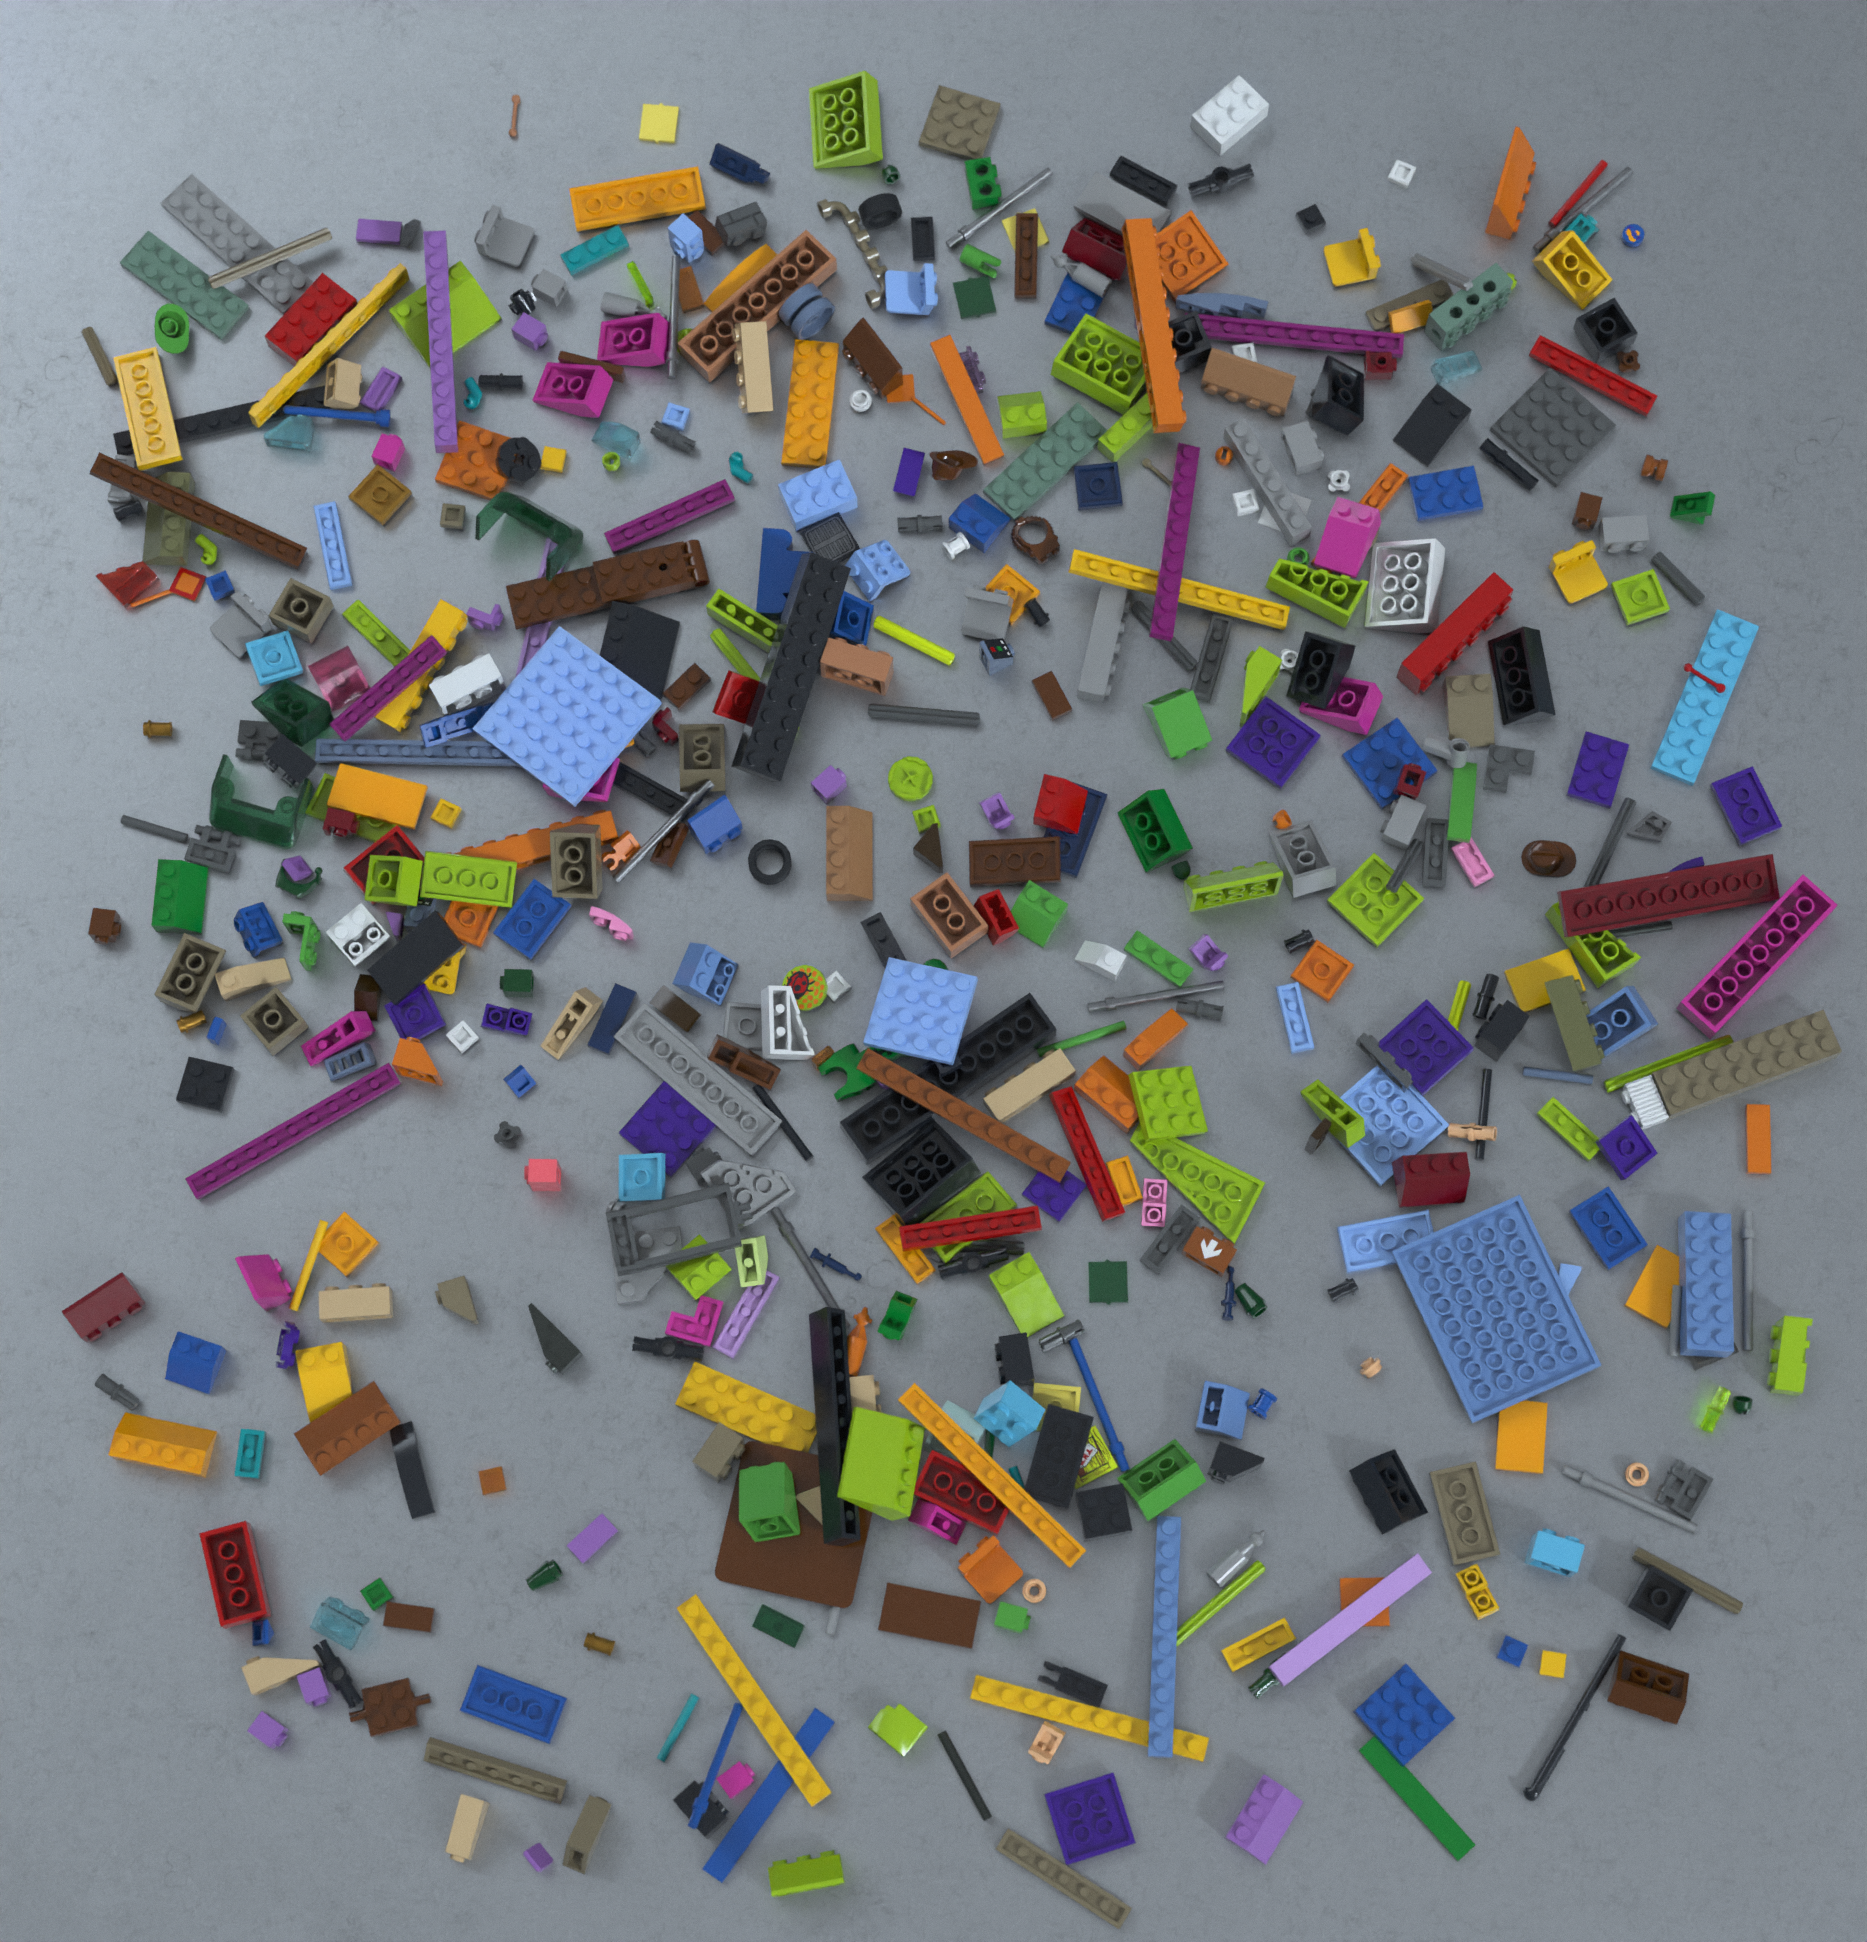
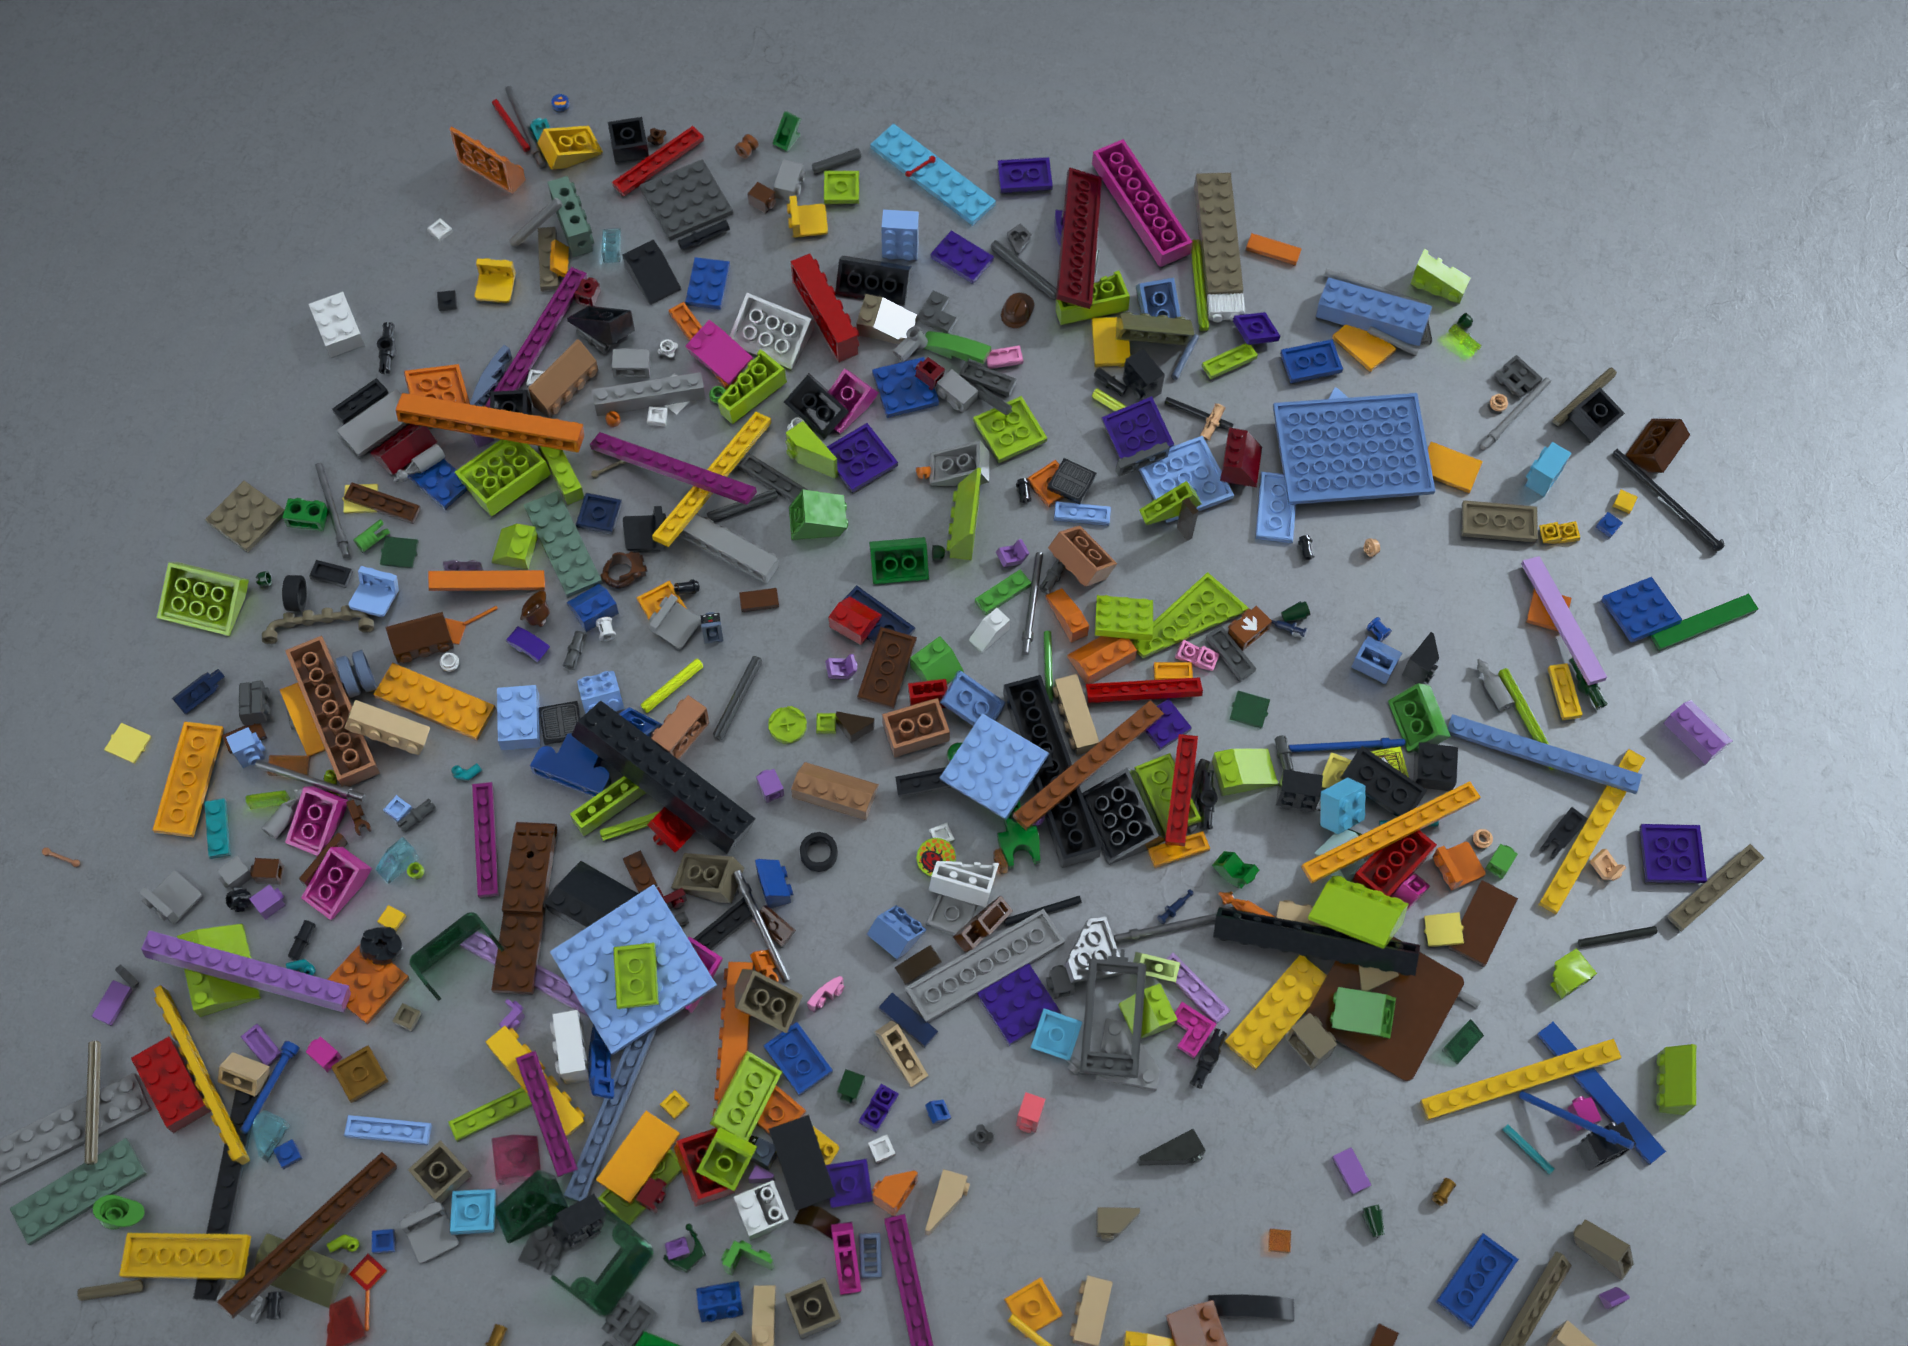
camera: 75 degrees left, 10 degrees down
(279, 461) = (287, 1154): none -> blue plate
(435, 1120) = (948, 1196): none -> tan slope
(555, 720) = (636, 976): none -> lime tile
(562, 317) = (267, 871): none -> reddish brown brick
(651, 378) = (356, 813): none -> reddish brown plate
(905, 1571) = (1443, 929): none -> light yellow piece
(1001, 967) = (970, 699): none -> medium blue tile
(1090, 536) = (639, 530): none -> black bracket
(1229, 1031) = (1082, 555): none -> nougat brick
(1329, 991) = (1071, 481): none -> tile
(1388, 1491) = (1470, 566): black slope -> none
(1585, 685) = (900, 234): none -> light blue brick

